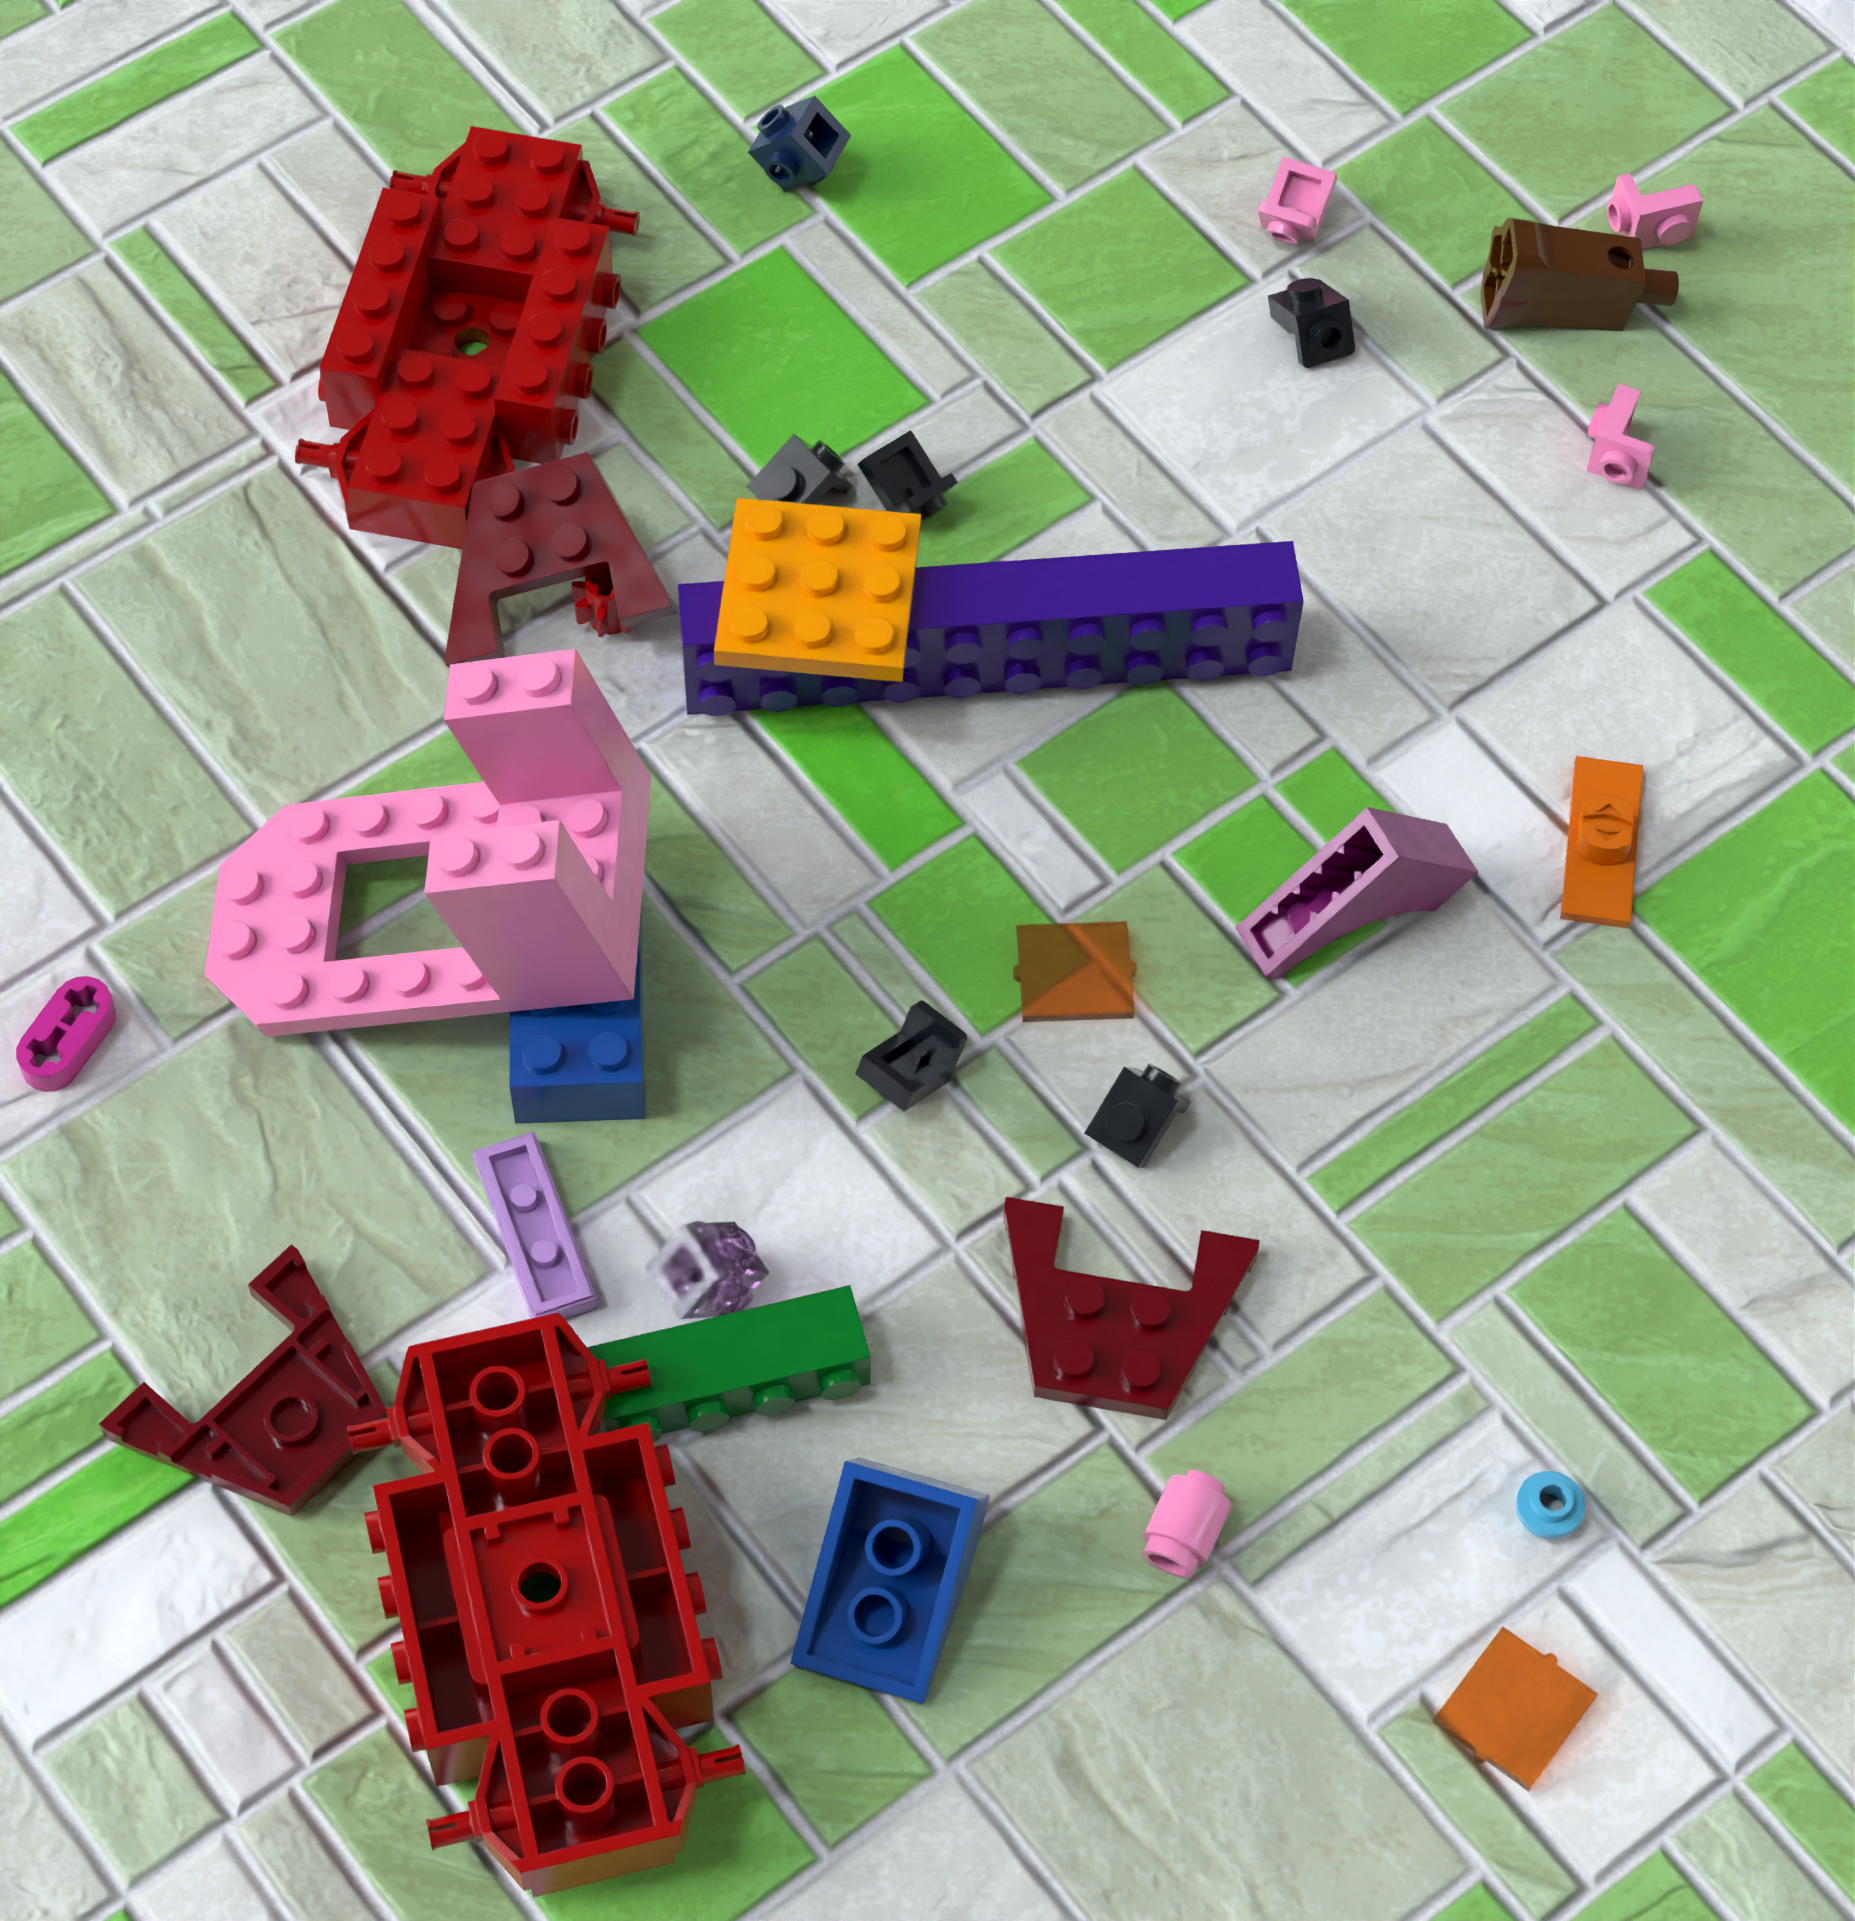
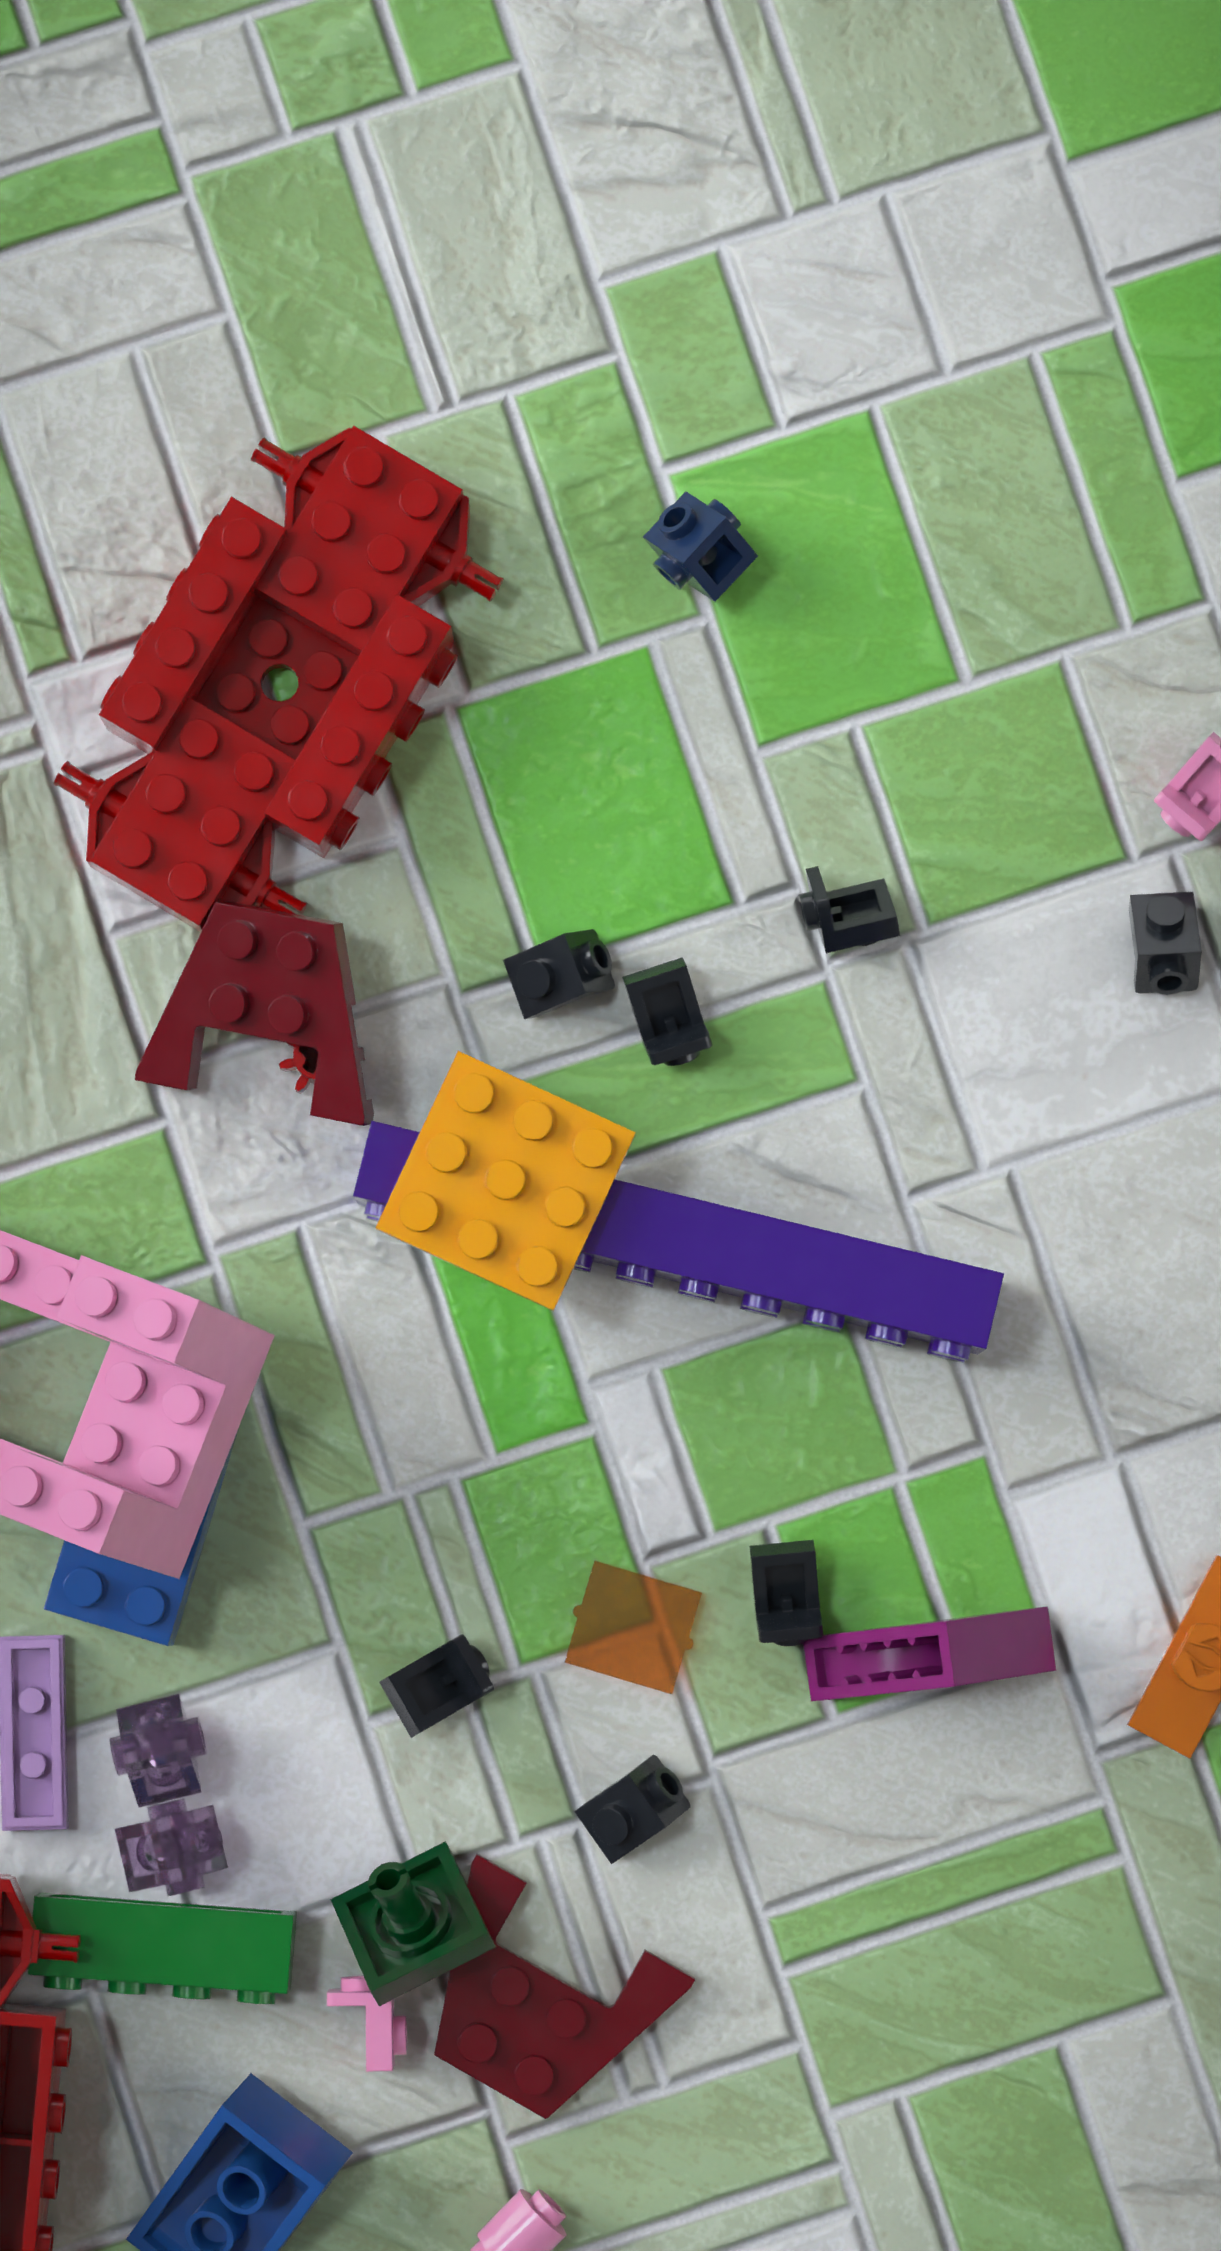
camera: 20 degrees right, 25 degrees up
(663, 1187) = (155, 1738): none -> clear purple brick
(967, 1258) = (412, 1923): none -> dark green plate
(976, 1376) = (384, 2032): none -> bright pink bracket
(1038, 371) = (848, 915): none -> black bracket
(1203, 887) = (786, 1592): none -> black bracket

